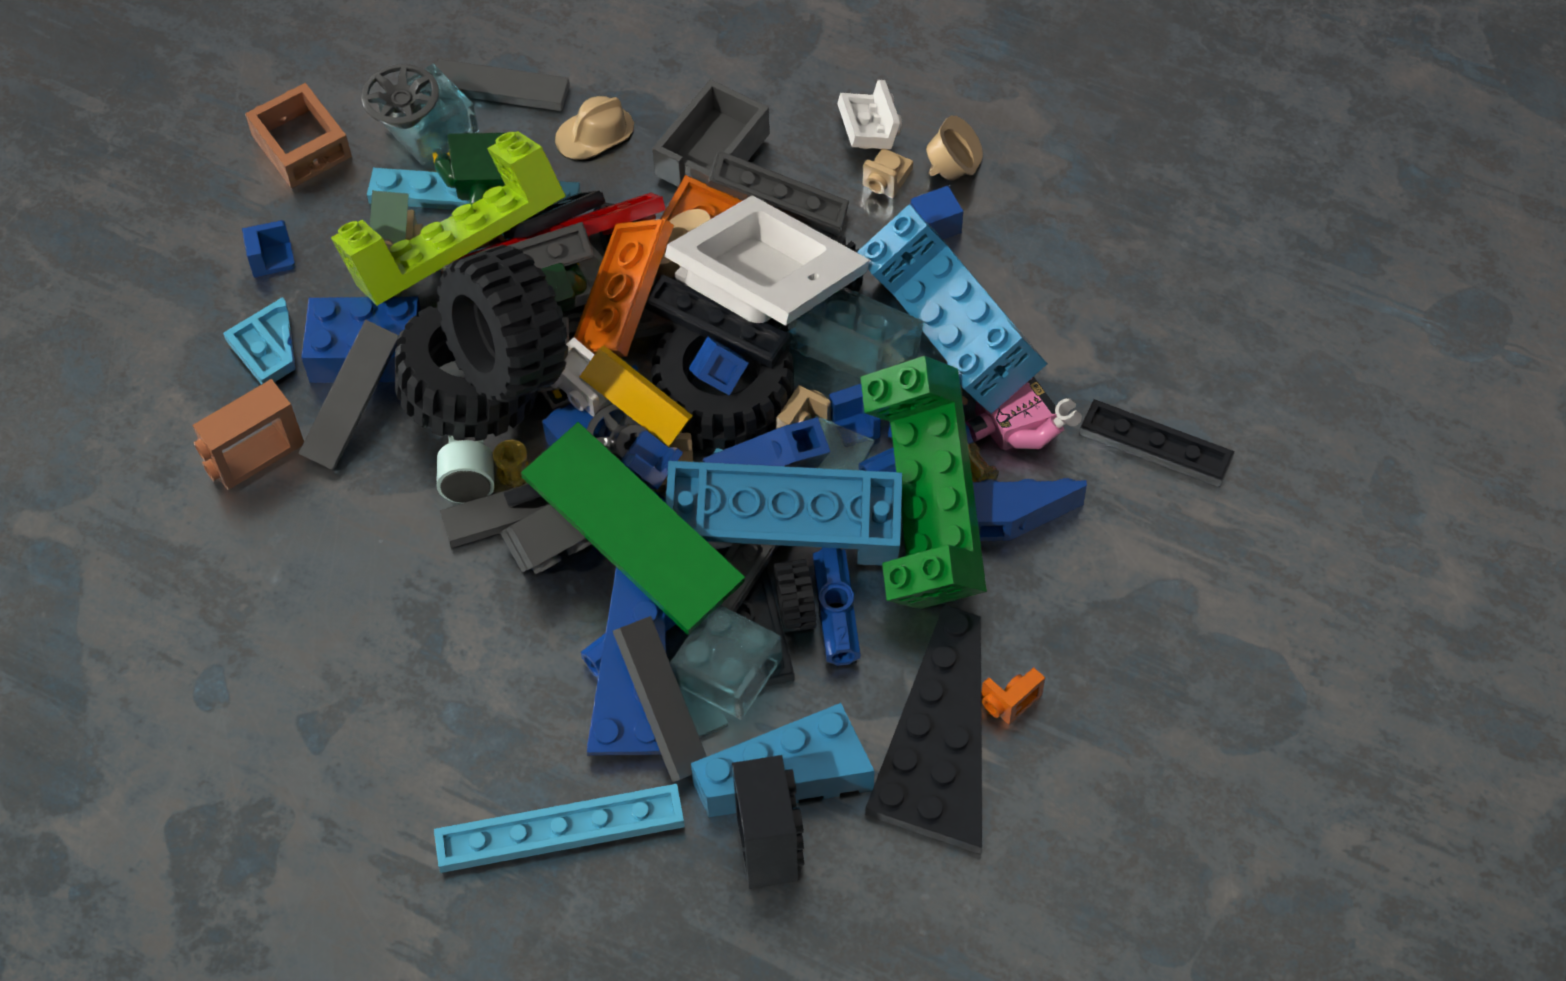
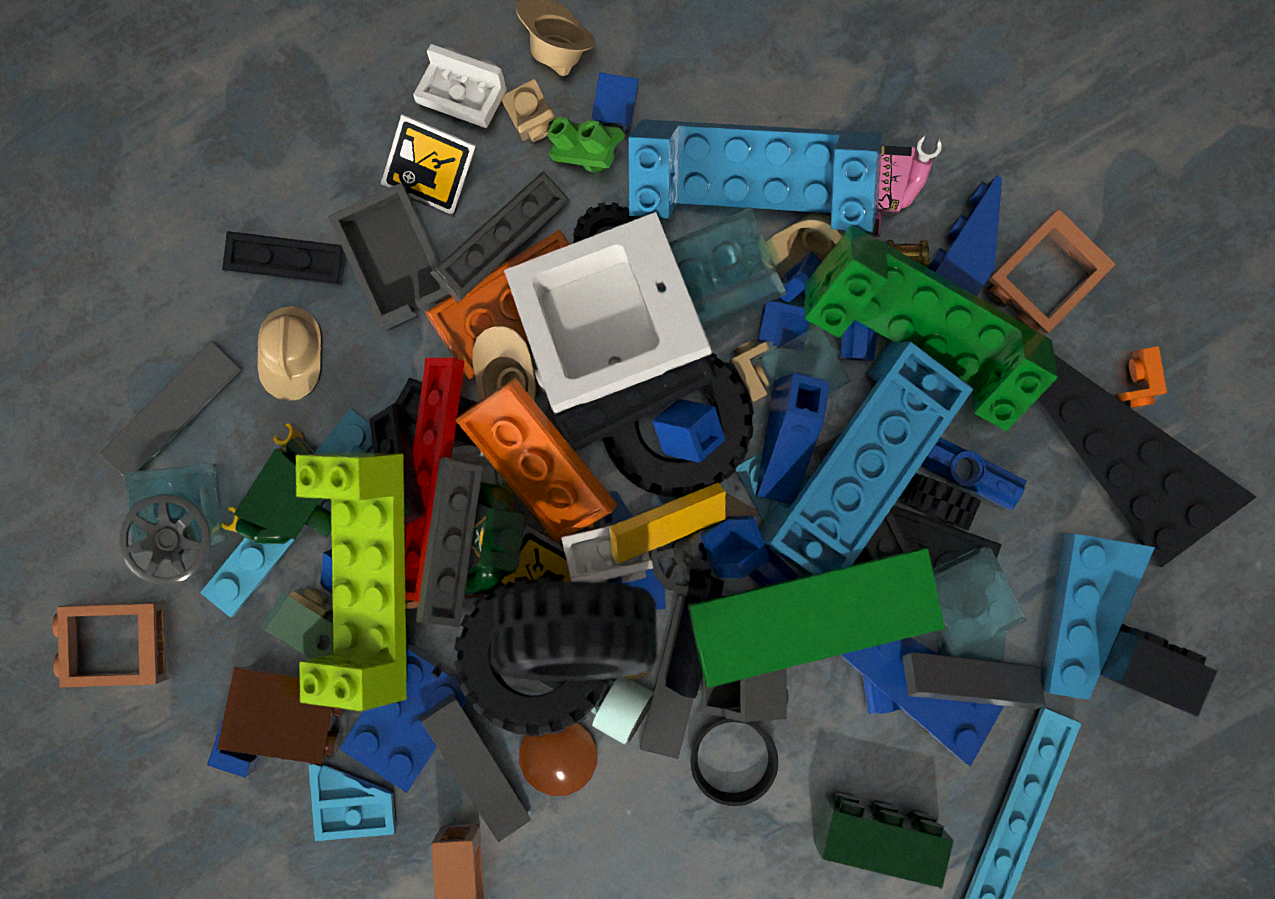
camera: 60 degrees left, 30 degrees up
(302, 248) = (269, 721): none -> reddish brown slope
(396, 461) = (559, 761): none -> dark orange dish
(465, 550) = (745, 797): none -> black tyre
(479, 713) = (883, 840): none -> dark green brick
(658, 85) = (283, 258): none -> black tile
(798, 130) = (428, 163): none -> piece
(886, 203) = (584, 143): none -> bright green hips
(1034, 601) = (1076, 245): none -> nougat window
(1156, 443) = (979, 77): black tile -> none

